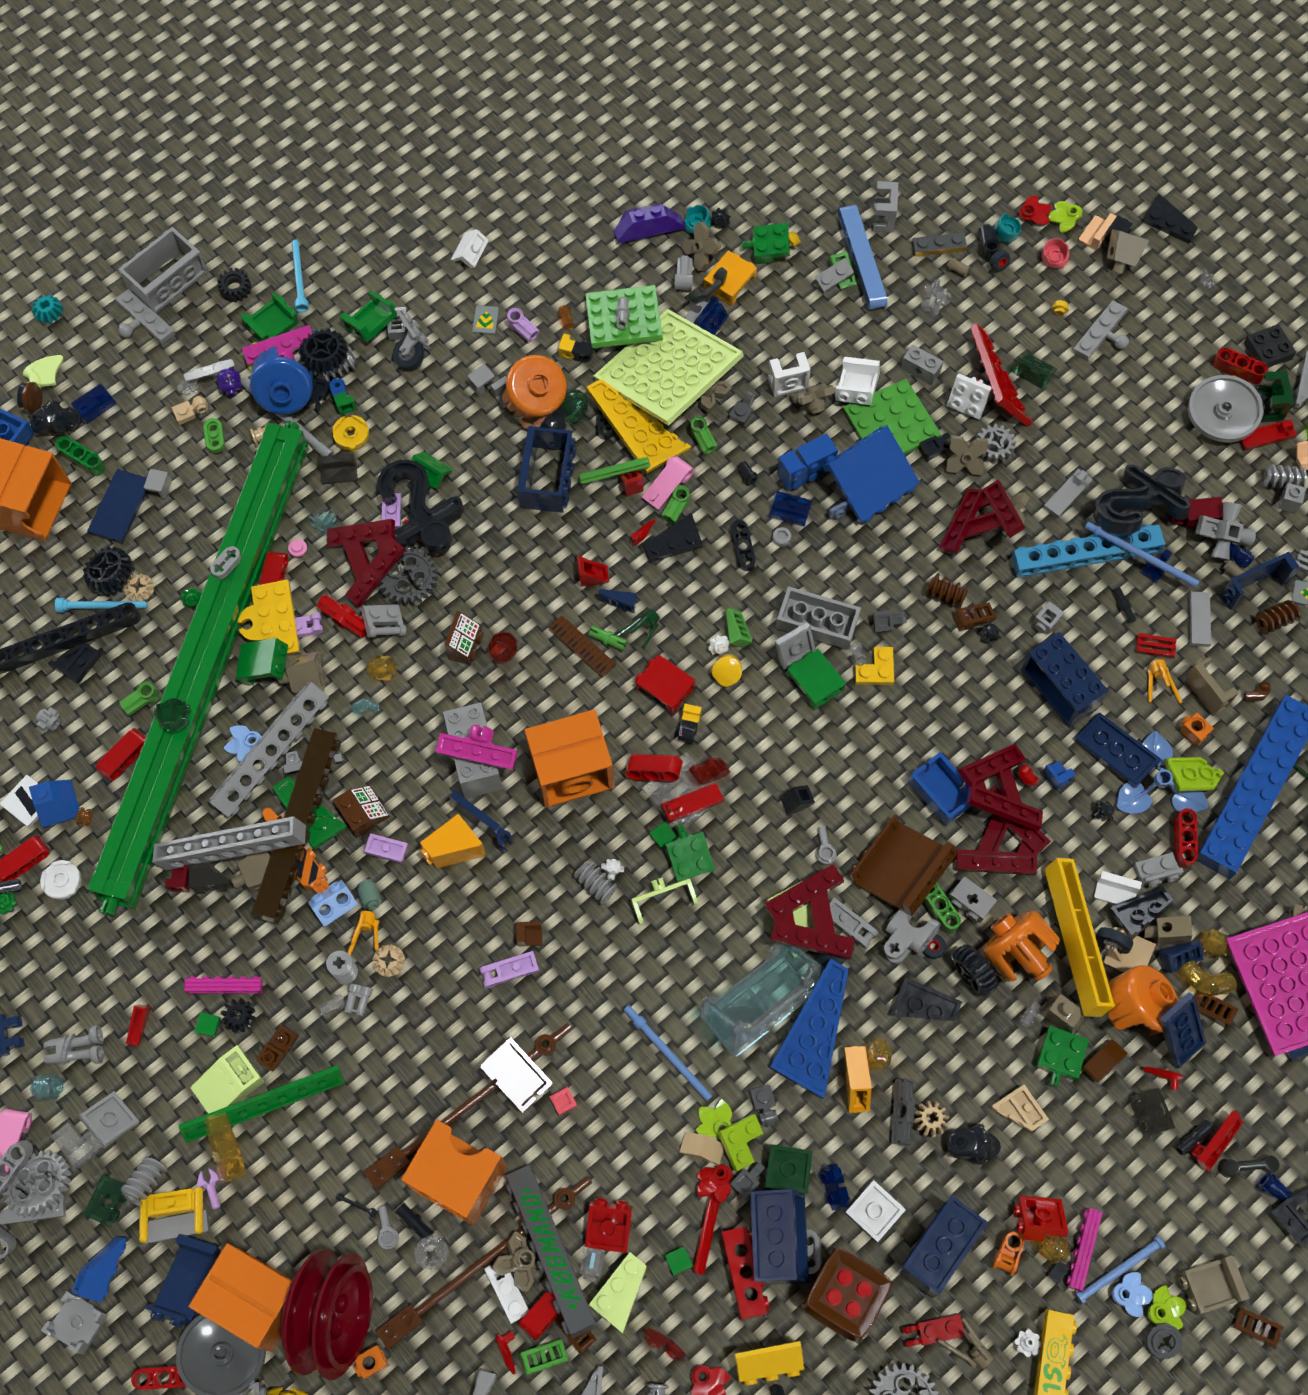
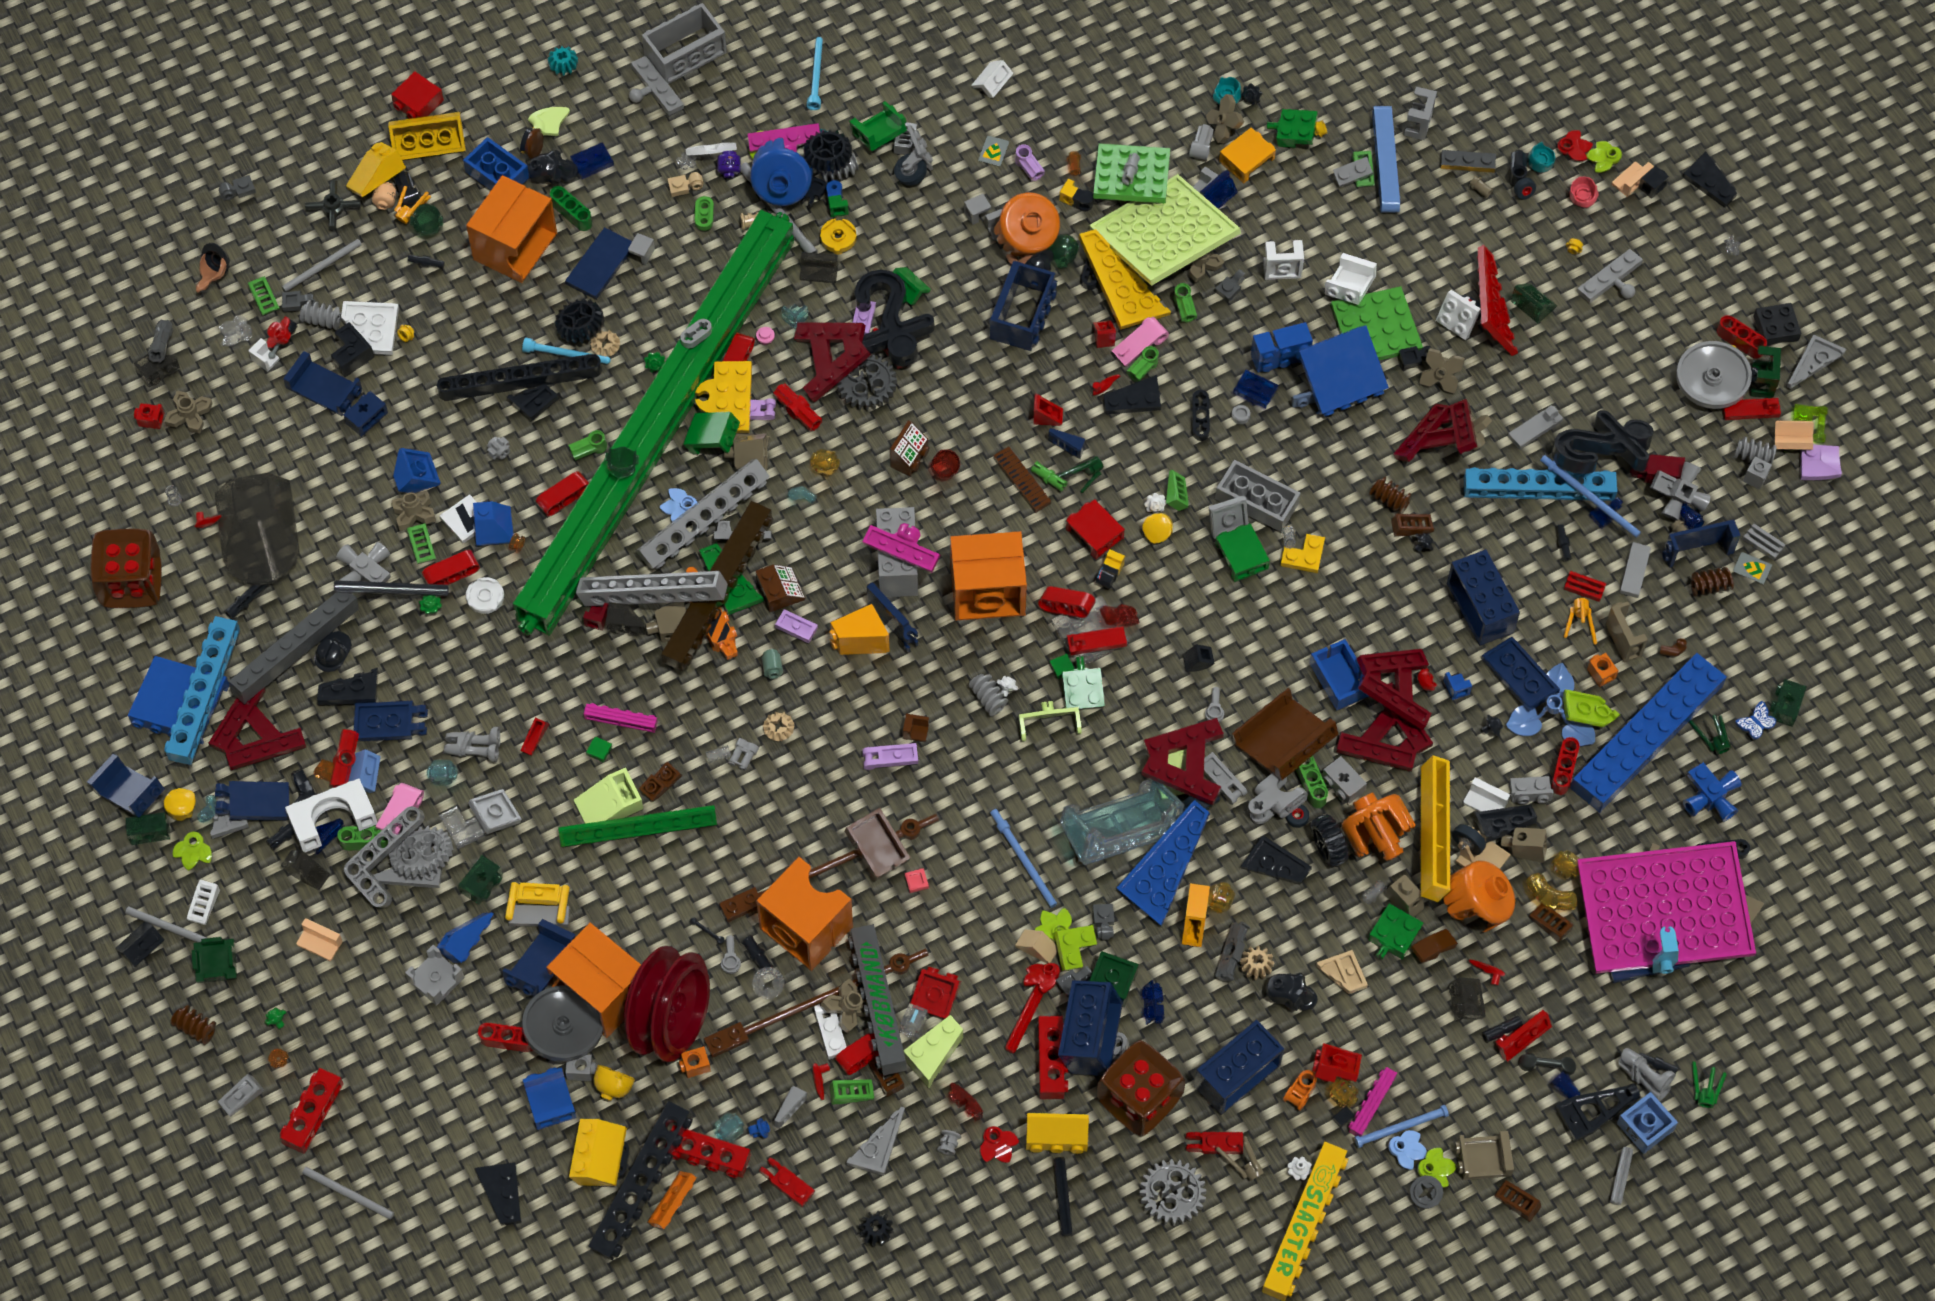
camera: 10 degrees right, 5 degrees down
(142, 1179) = (518, 867): light grey piece -> none
(210, 1188) = (576, 889): lavender bar -> none
(224, 1148) = (597, 855): clear yellow slope -> none
(237, 293) = (751, 79): black tyre -> none
(244, 1020) = (622, 749): black gear -> none
(271, 319) = (781, 111): green panel -> none
(335, 907) = (737, 668): light blue brick -> none
(342, 967) = (735, 721): light grey piece -> none
(365, 923) = (764, 688): light orange plant -> none
(383, 615) = (835, 413): light grey plate -> none
(614, 470) = (1092, 319): bright green axle -> none
(647, 222) = (1176, 84): dark purple wedge -> none
(678, 1261) = (993, 1036): green tile -> none
(697, 296) = (1209, 167): pearl dark grey bar -> none
(747, 472) = (1221, 348): black pin -> none
(814, 397) = (1303, 286): dark tan plant -> none
(875, 1211) = (1186, 1030): white plate -> none
(886, 619) = (1323, 511): dark grey plate -> none
(922, 365) = (1419, 276): light grey brick -> none
(938, 297) = (1452, 213): clear hips -> none
(996, 442) = (1477, 362): light grey gear -> none
(1051, 614) = (1486, 535): light grey brick -> none
(1125, 249) = (1653, 201): dark tan torso -> none
(1169, 960) = (1519, 868): dark blue slope -> none
(1183, 1030) = (1511, 927): dark blue tile -> none

